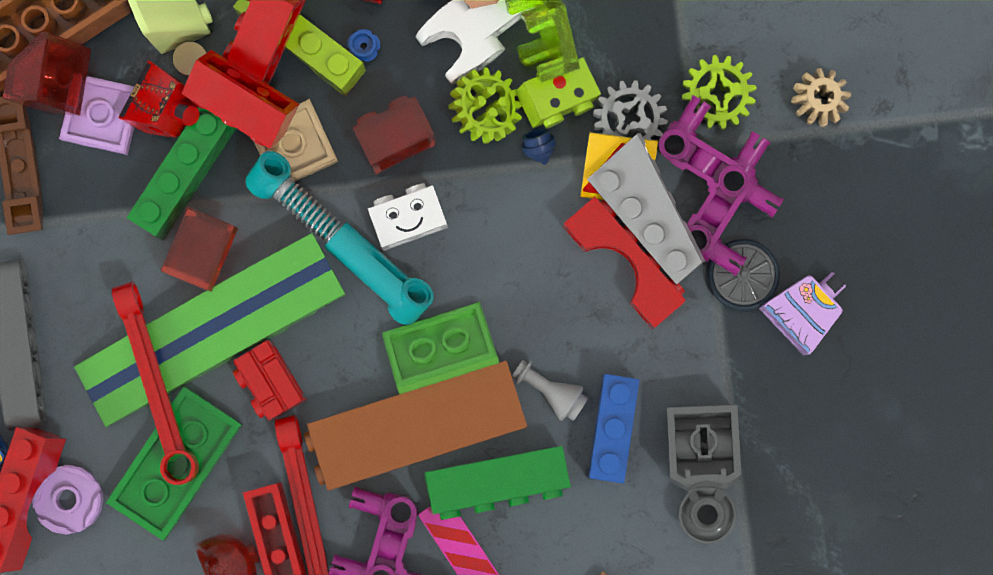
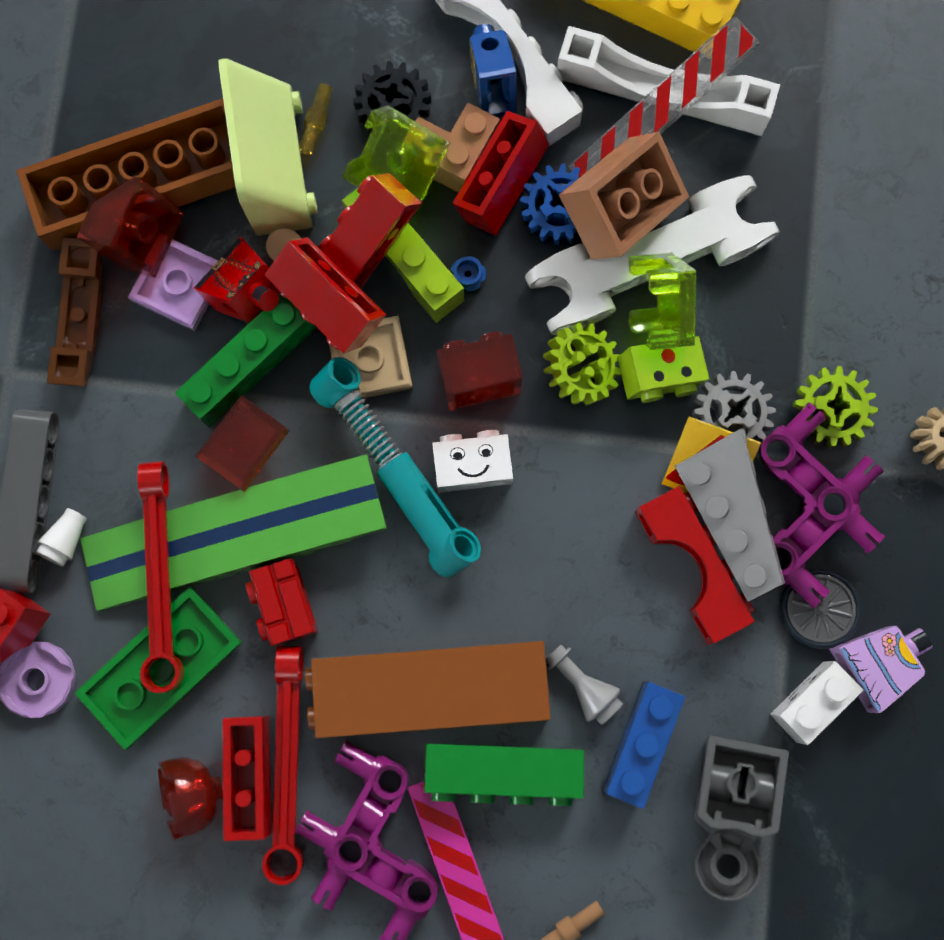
camera: 15 degrees right, 5 degrees down
(58, 370) = (62, 538): none -> white cone
(440, 348) = (474, 610): bright green tile -> none
(538, 145) = (629, 419): dark blue plate -> none
(755, 357) = (816, 702): none -> white brick

